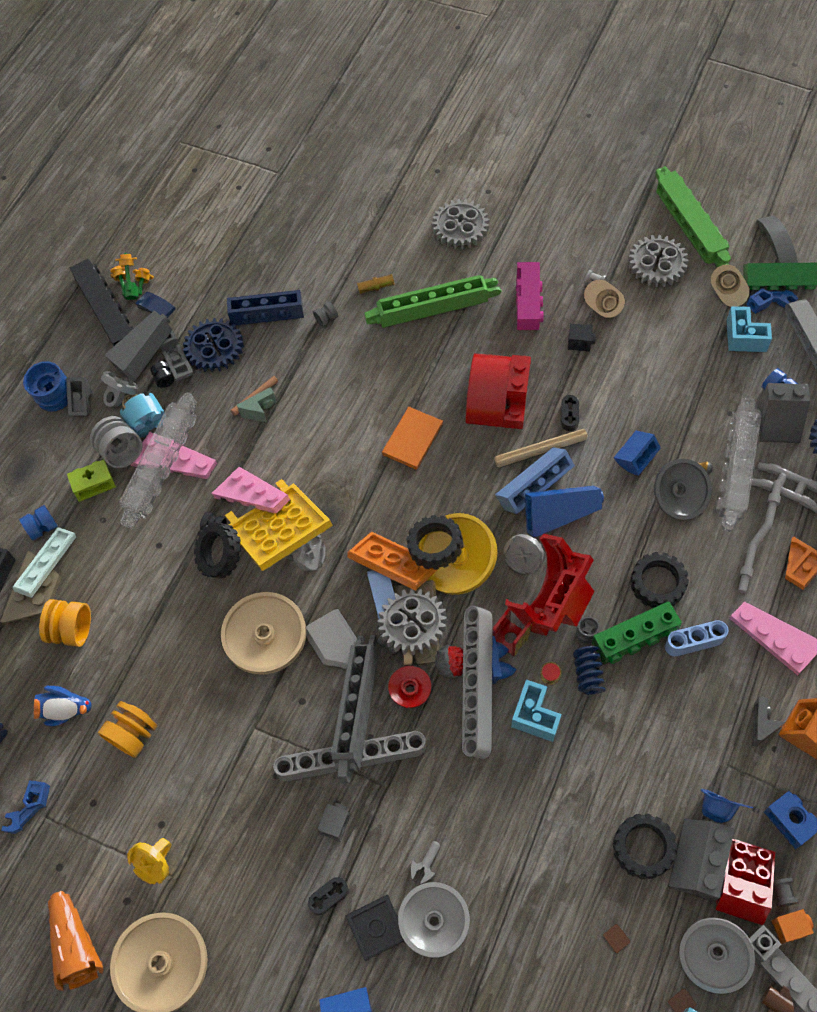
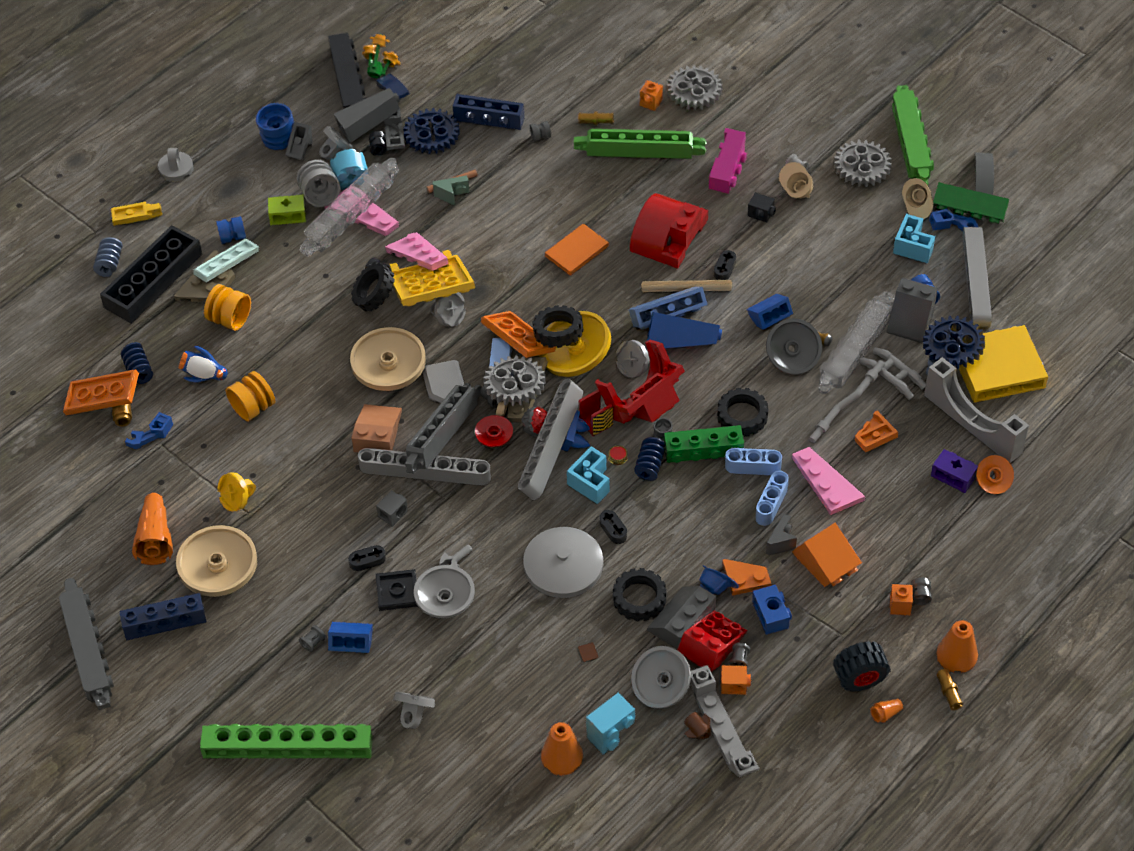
camera: 15 degrees right, 10 degrees down
(280, 722) = (376, 428): none -> nougat slope
(422, 244) = (651, 95): none -> orange brick
(545, 829) = (563, 562): none -> light grey dish
(584, 762) = (610, 528): none -> black beam
(737, 668) = (768, 507): none -> light blue beam
(745, 783) = (746, 575): none -> orange wing

